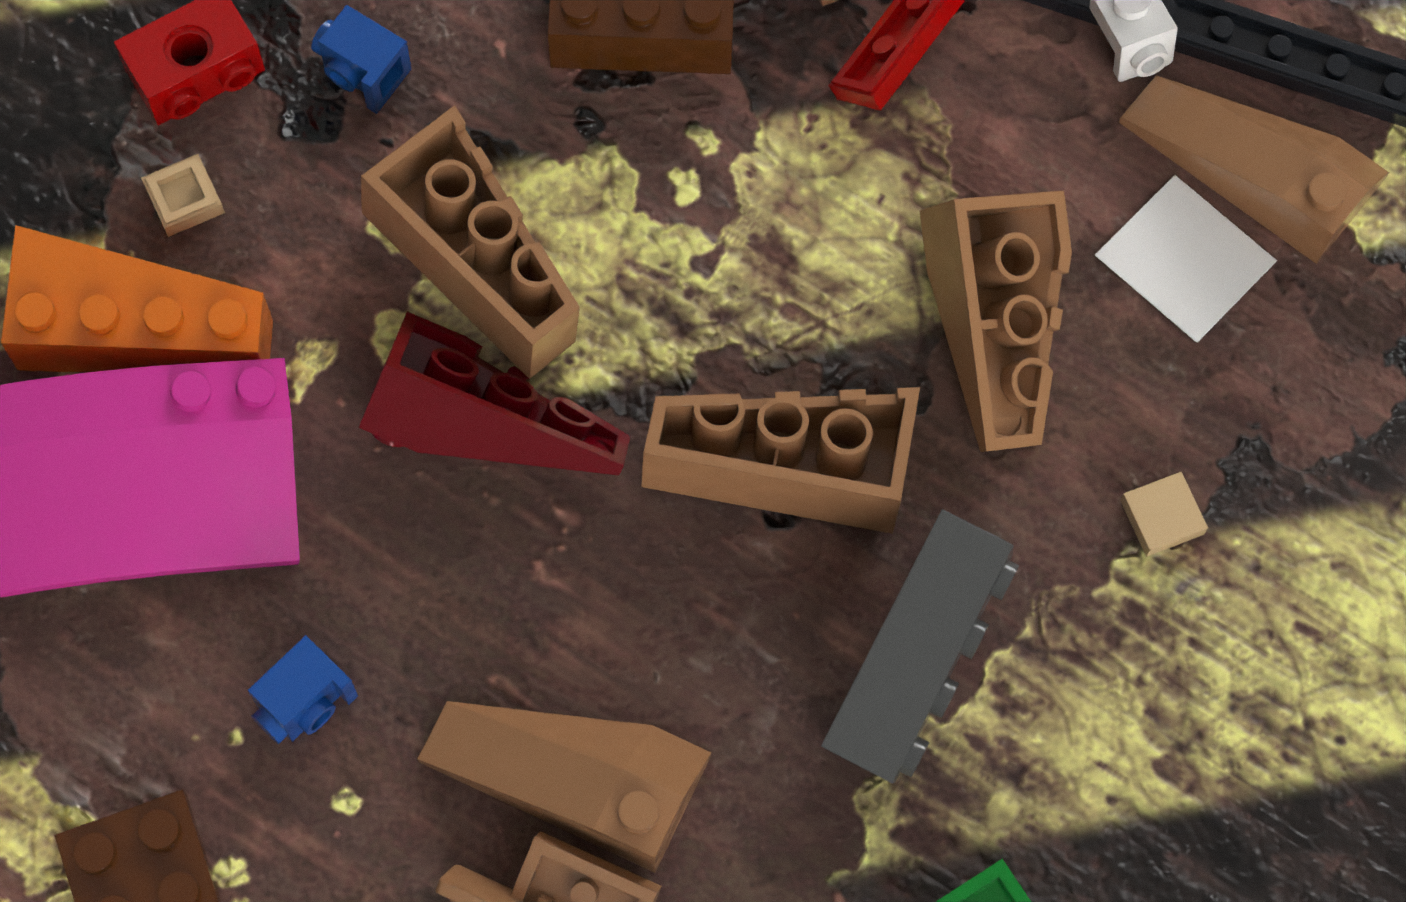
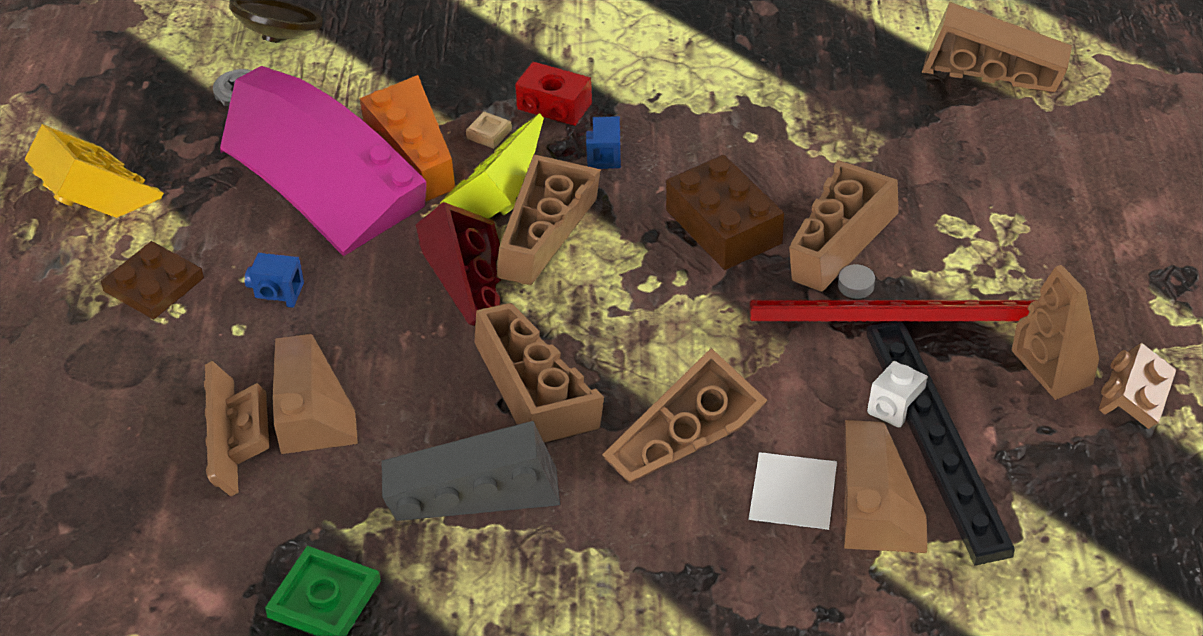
camera: 60 degrees right, 25 degrees down
(321, 250) = (499, 177): none -> neon yellow wedge
(1163, 514) = (633, 550): tan tile -> none

